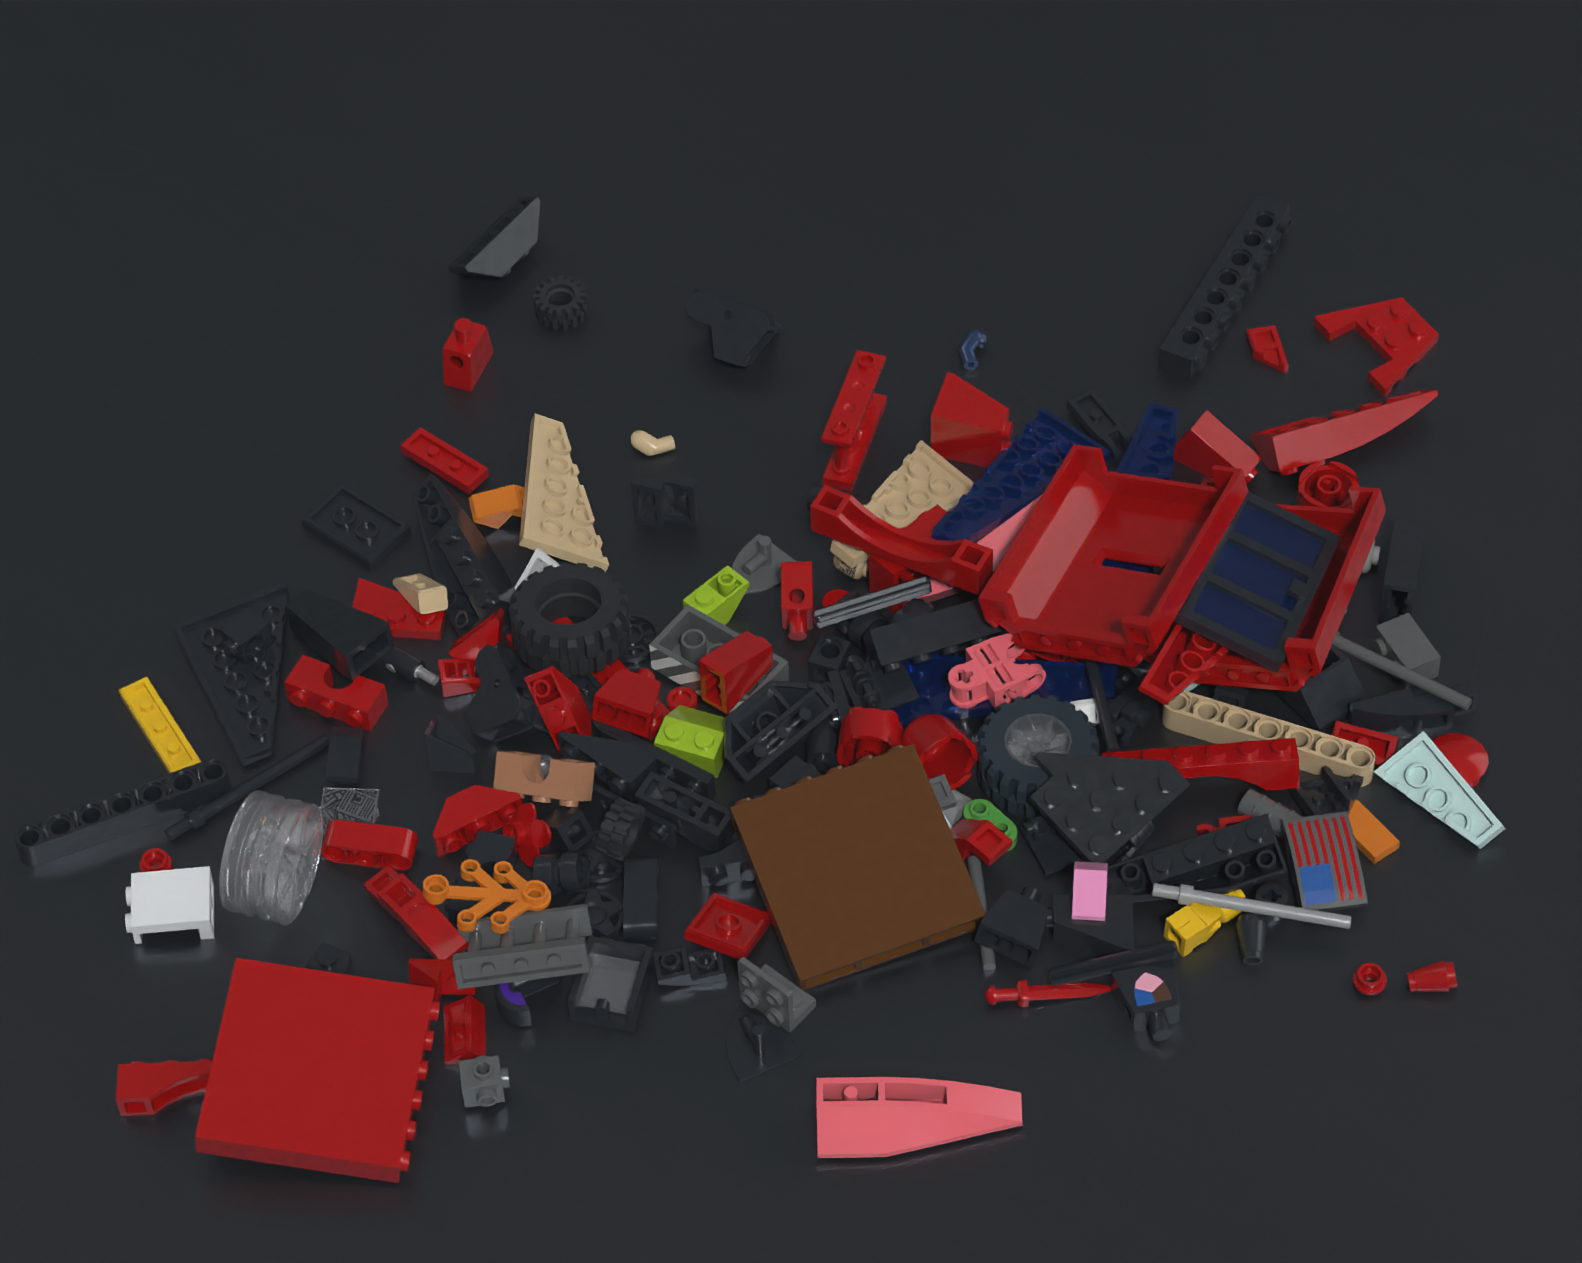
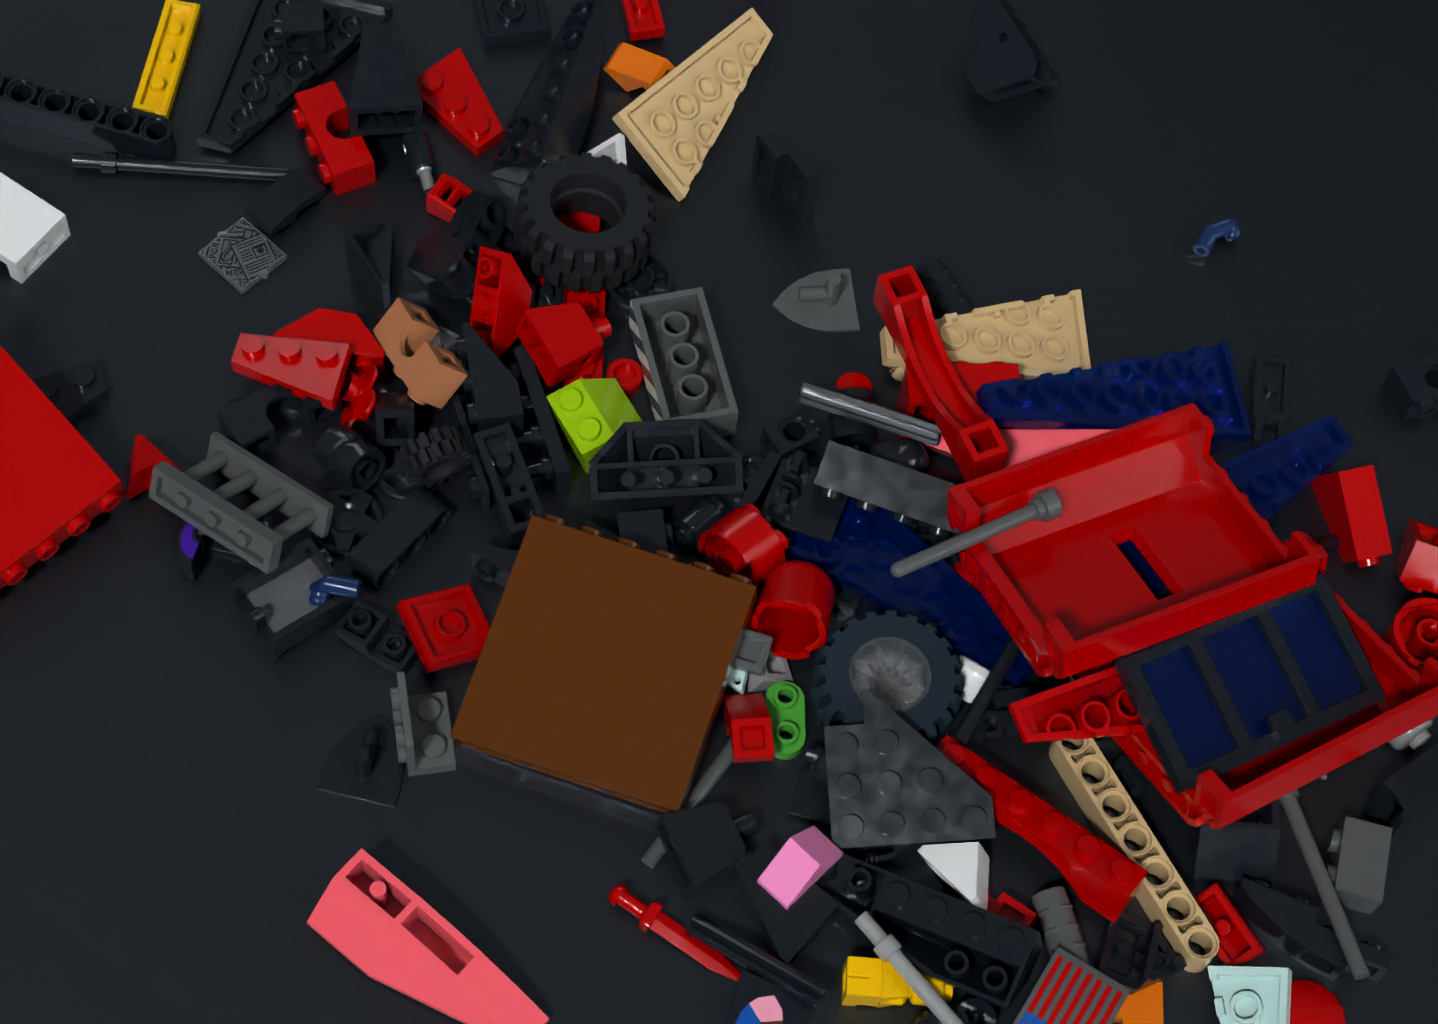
camera: 30 degrees right, 10 degrees up
(155, 857) = (38, 170): red plate -> none
(271, 857) = (104, 245): clear wheel -> none
(369, 844) = (222, 298): red beam -> none
(419, 918) = (190, 397): red slope -> none
(422, 593) = (495, 101): tan slope -> none
(464, 1030) = (131, 541): red slope -> none
(473, 838) = (301, 365): none -> red wing
(483, 634) = (498, 181): red slope -> none
(483, 1081) = (88, 601): dark grey brick -> none
(527, 895) = (258, 430): orange plant -> none
(635, 949) = (333, 585): none -> dark blue arm
(650, 445) = (831, 113): tan arm -> none
(719, 595) = (741, 302): lime slope -> none
(734, 670) = (672, 382): red slope -> none
(797, 598) = (813, 355): red torso -> none
(854, 420) = (1028, 223): red fence -> none
(969, 424) = (1133, 304): red slope -> none
(993, 674) = (931, 596): coral piece -> none
(1042, 570) = (1043, 506): none -> dark grey piece
(1179, 823) = (962, 868): none -> white slope

